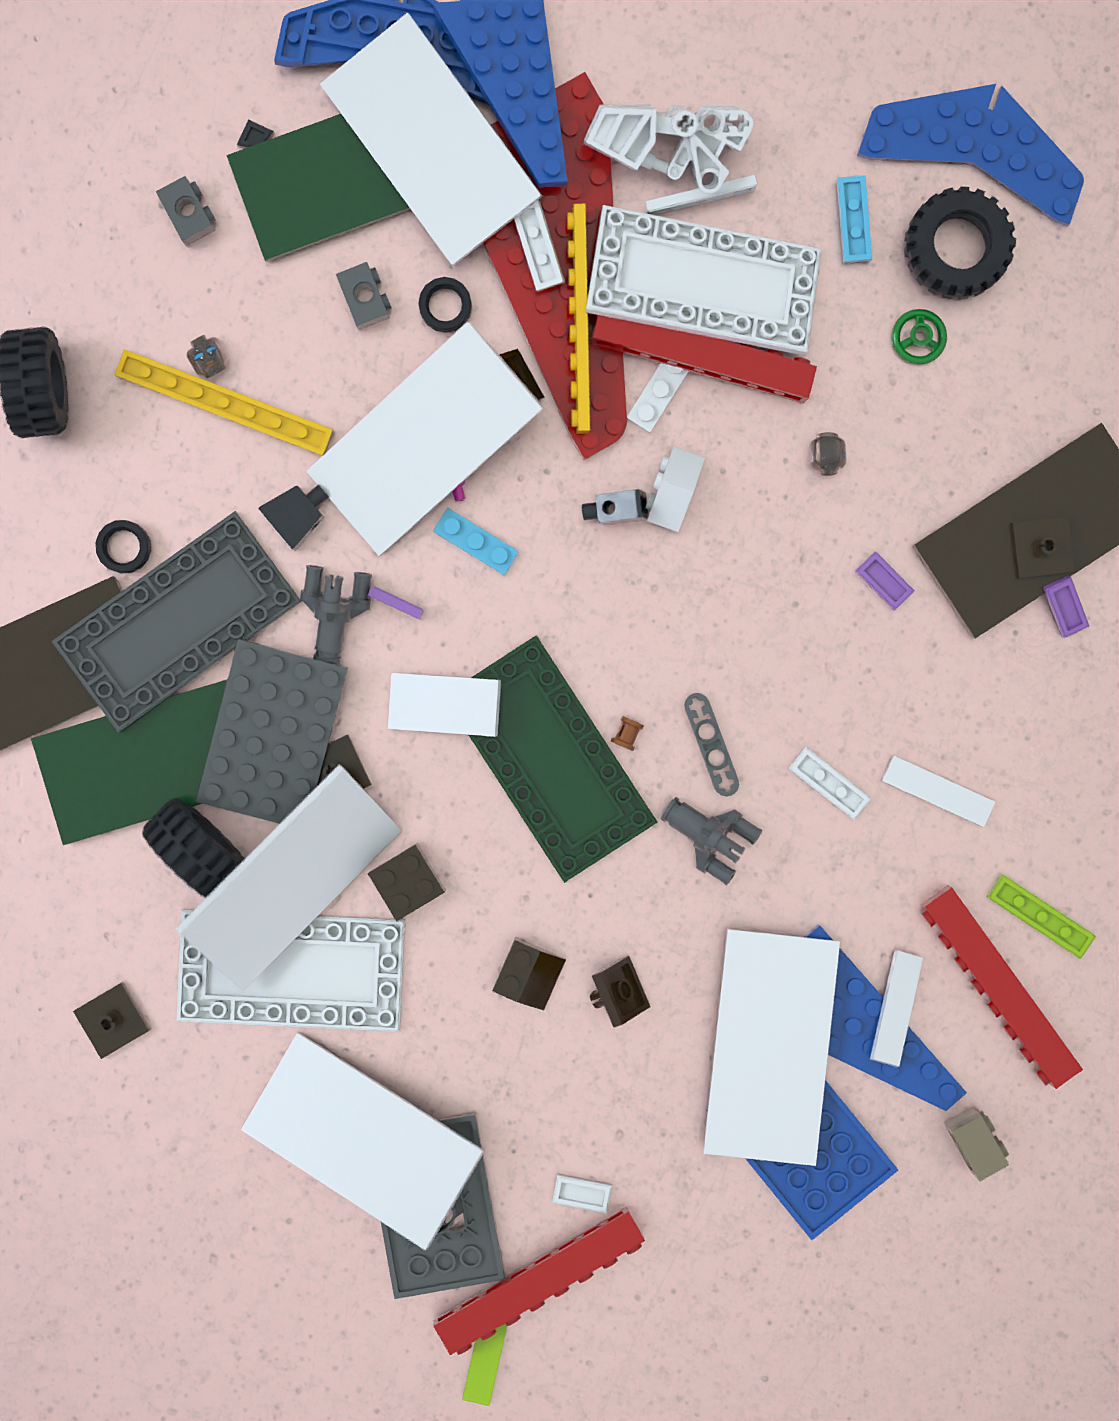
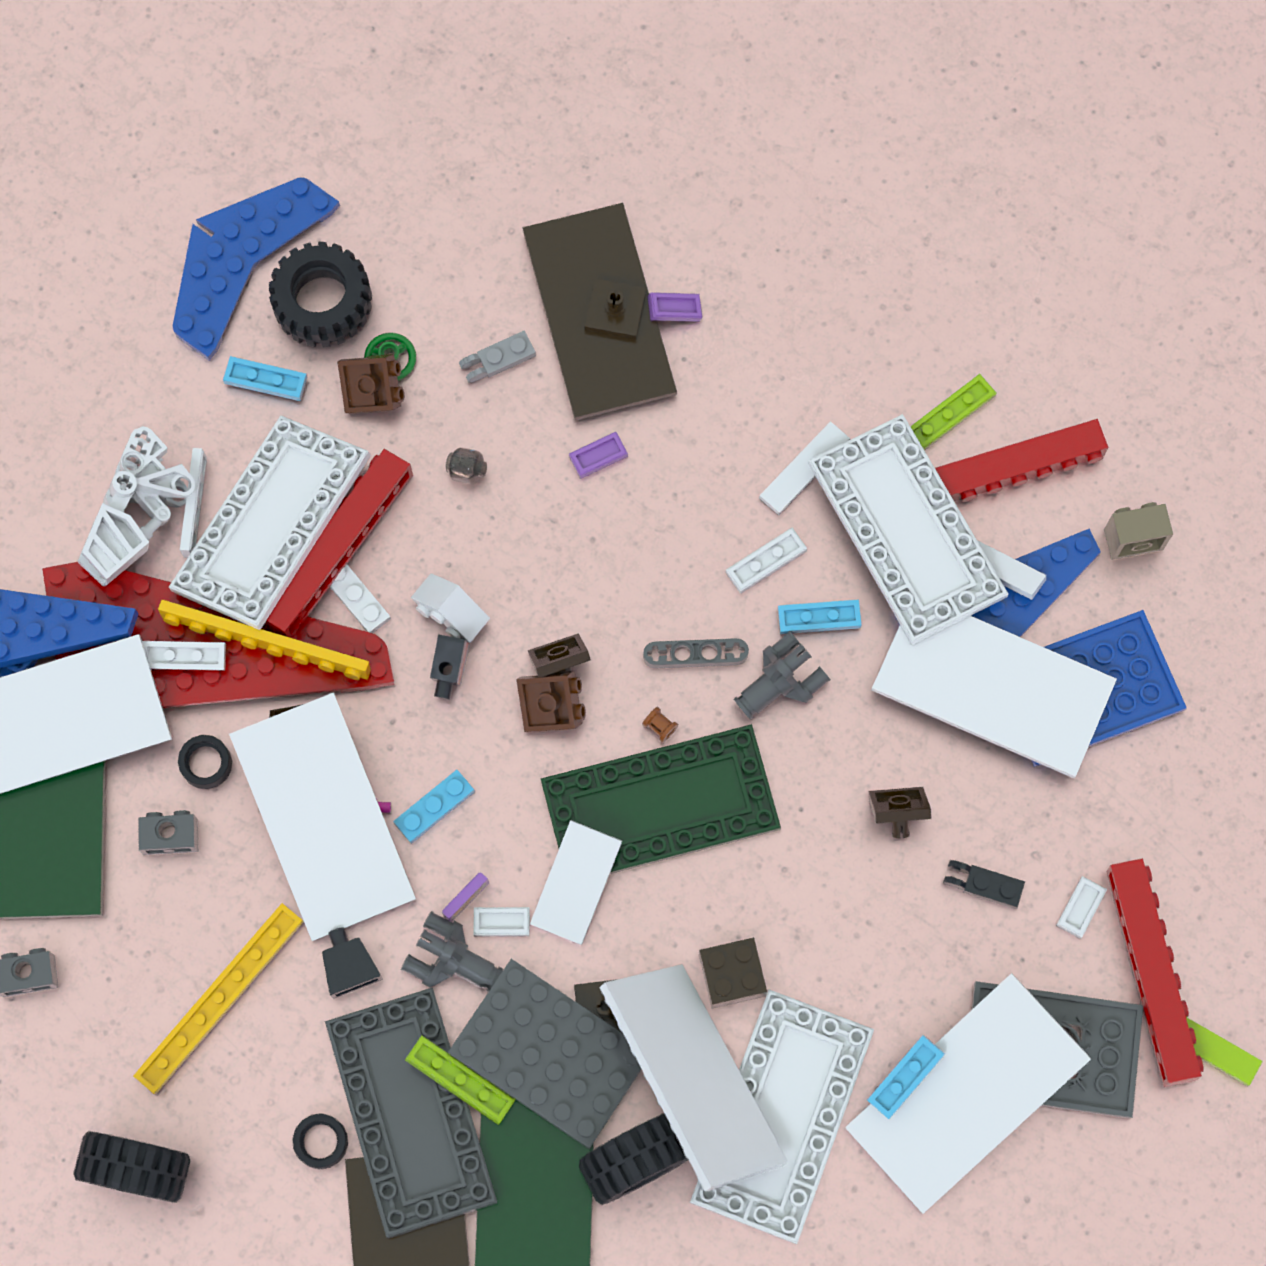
camera: 70 degrees left, 15 degrees down
(206, 356) = (169, 999): clear smoke head -> none
(218, 658) = (460, 1080): none -> lime tile
(356, 1078) = (906, 1076): none -> medium azure plate
(385, 644) = (501, 921): none -> white tile
(528, 974) = (856, 888): dark brown slope -> none
(574, 1098) = (987, 884): none -> black hinge
(613, 620) = (551, 701): none -> reddish brown plate
(660, 614) = (559, 655): none -> dark brown tile
(787, 854) = (819, 616): none -> medium azure plate
(881, 328) = (370, 383): none -> reddish brown plate
(903, 914) = (907, 529): none -> white tile
(956, 447) = (499, 356): none -> light grey hinge

